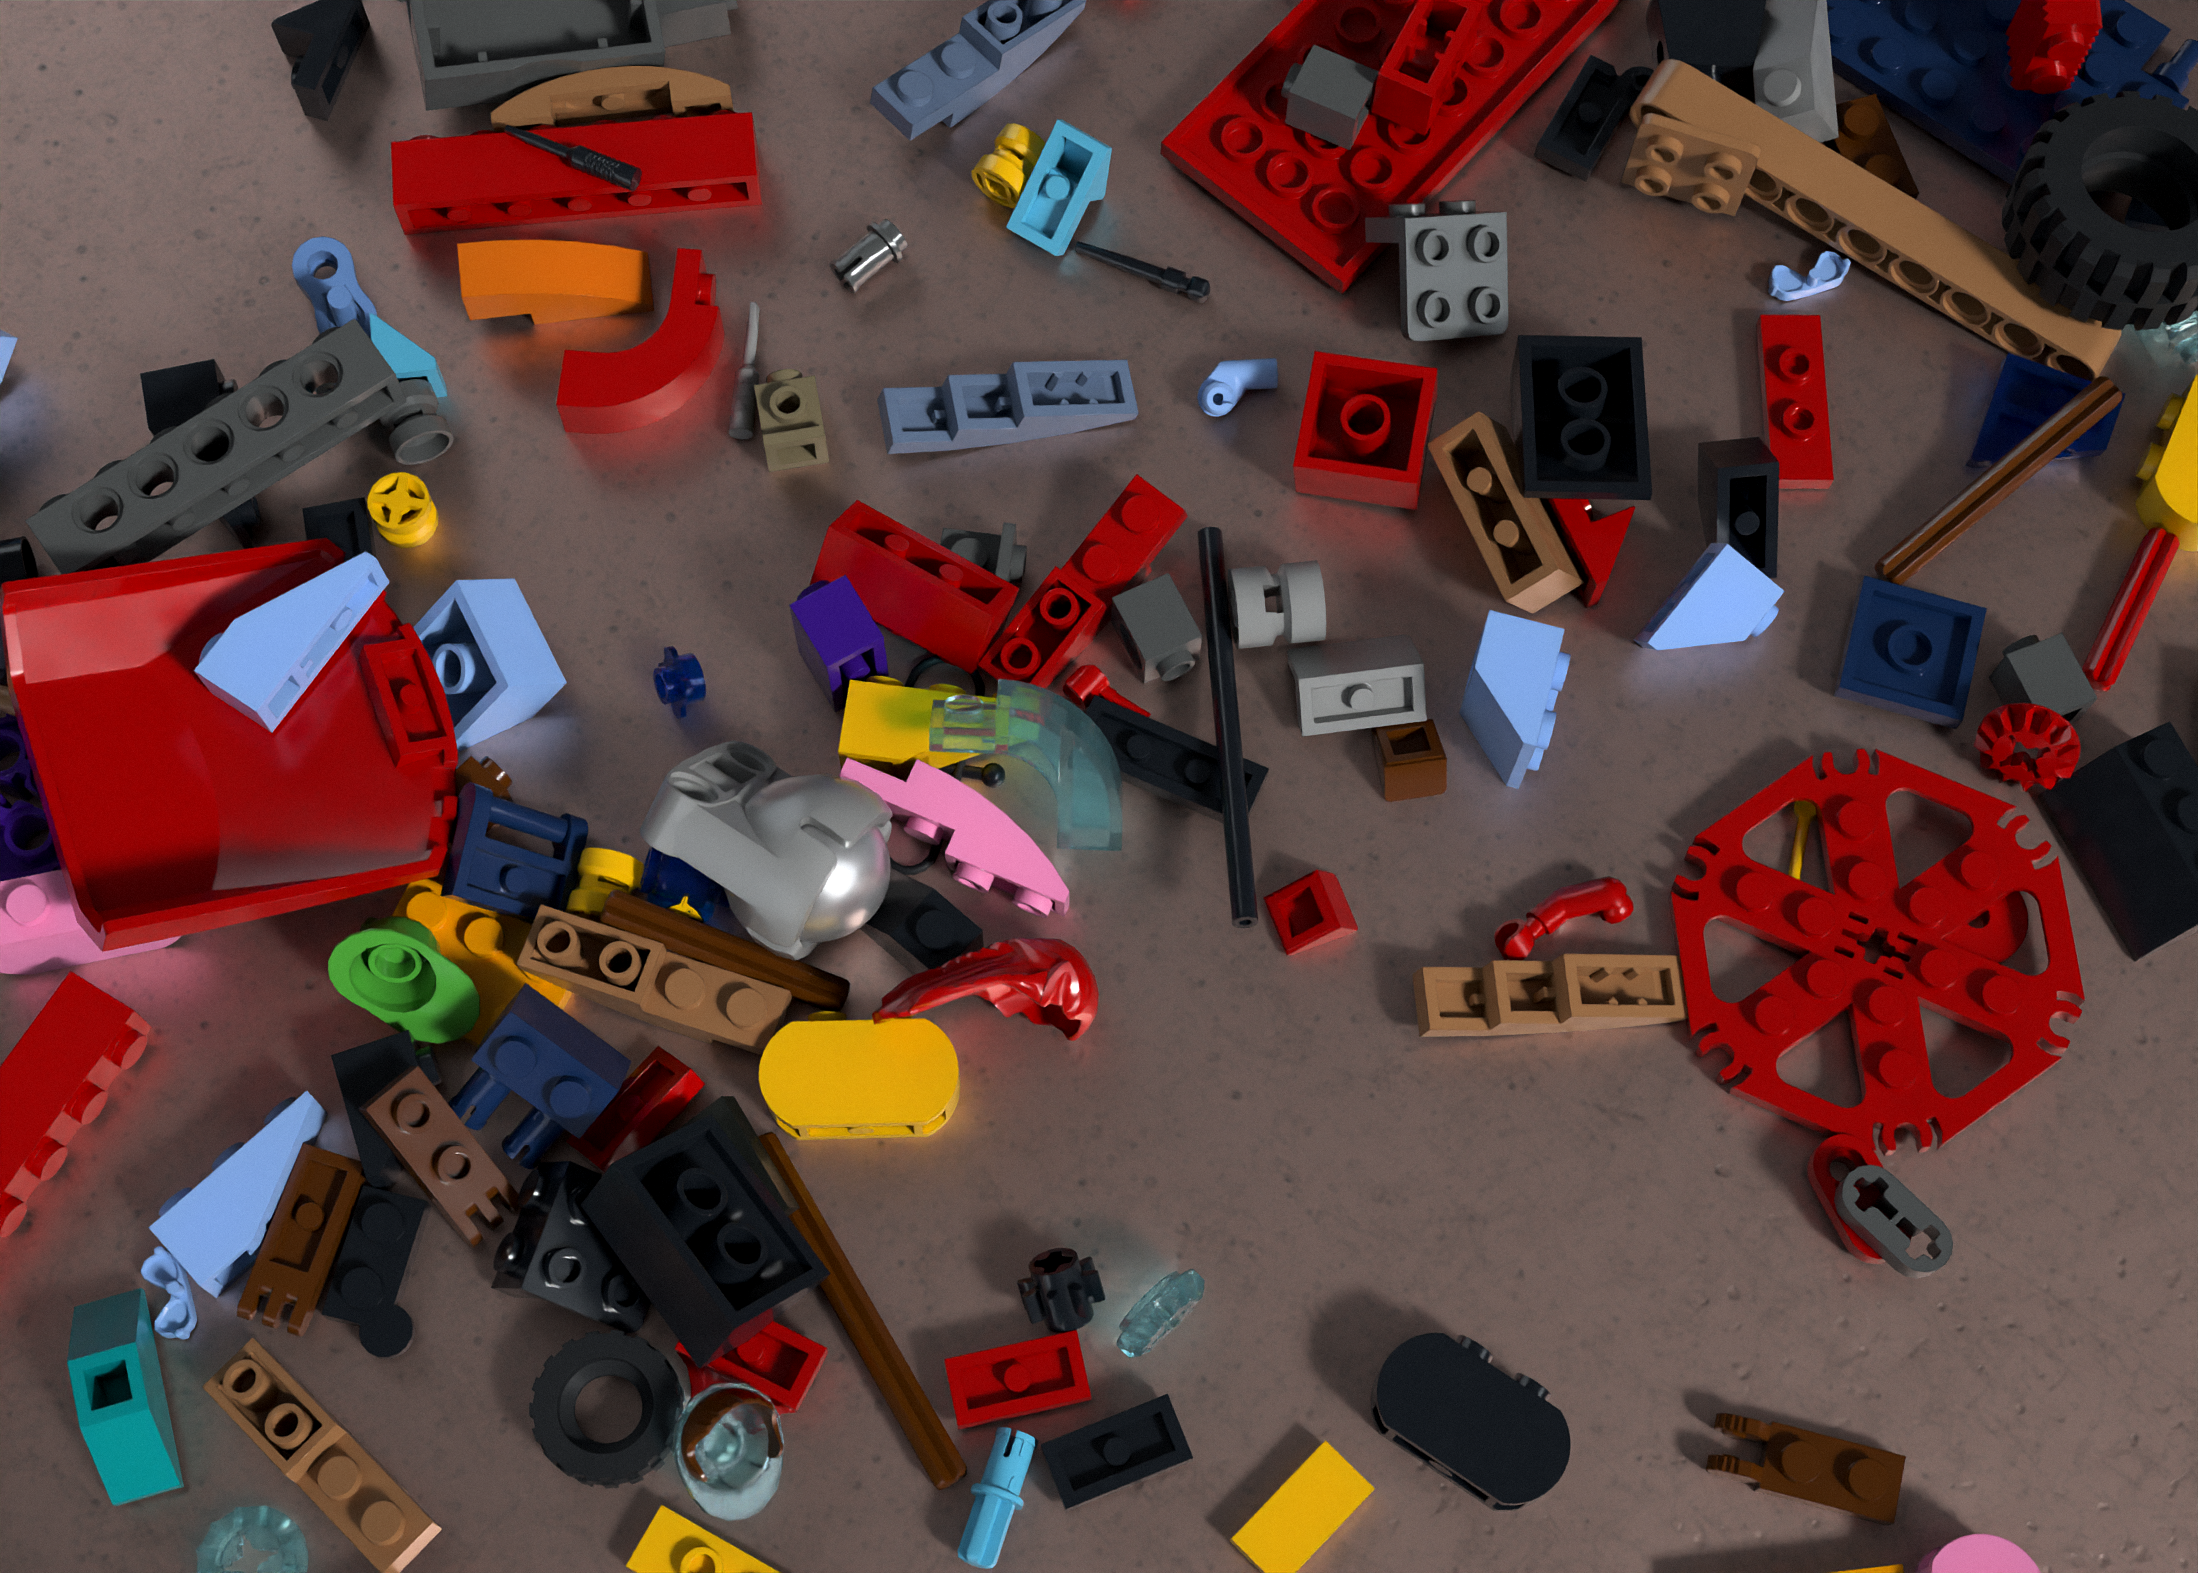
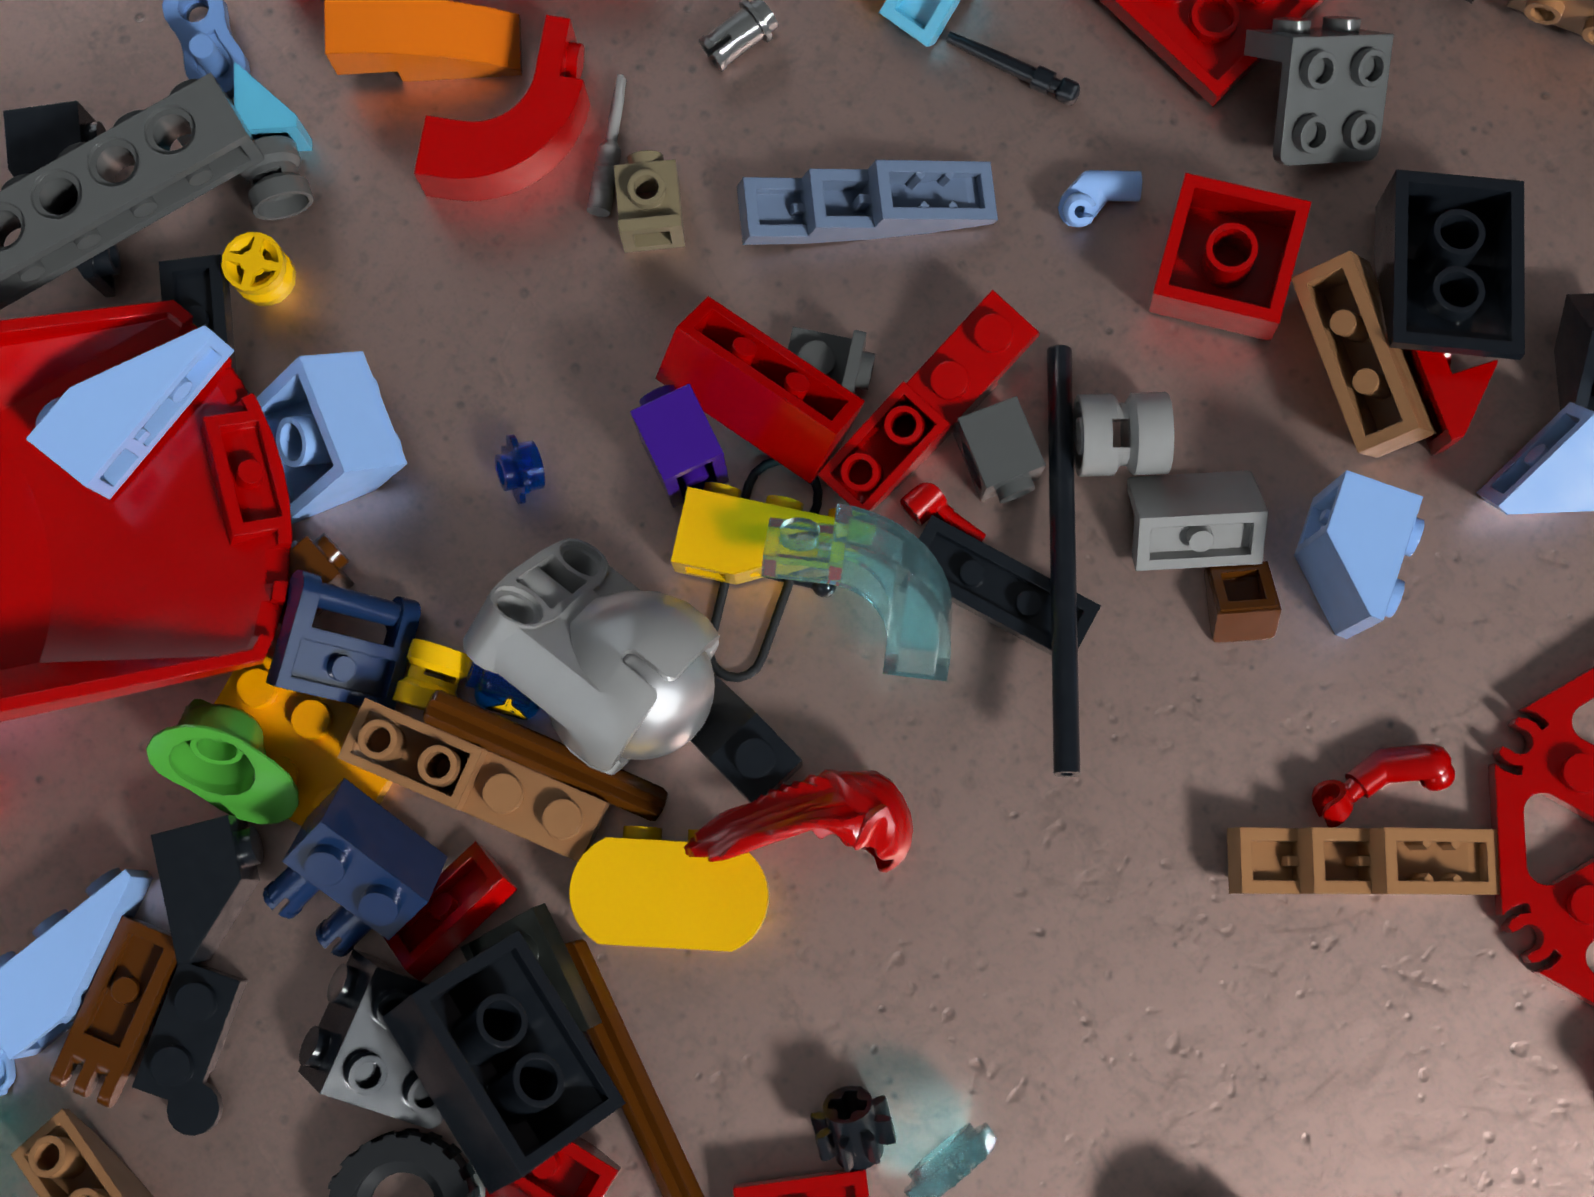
camera: 10 degrees right, 10 degrees up
(440, 1153) = (250, 940): reddish brown hinge -> none
(983, 840) = (810, 659): bright pink slope -> none
(1310, 912) = (1129, 753): red slope -> none

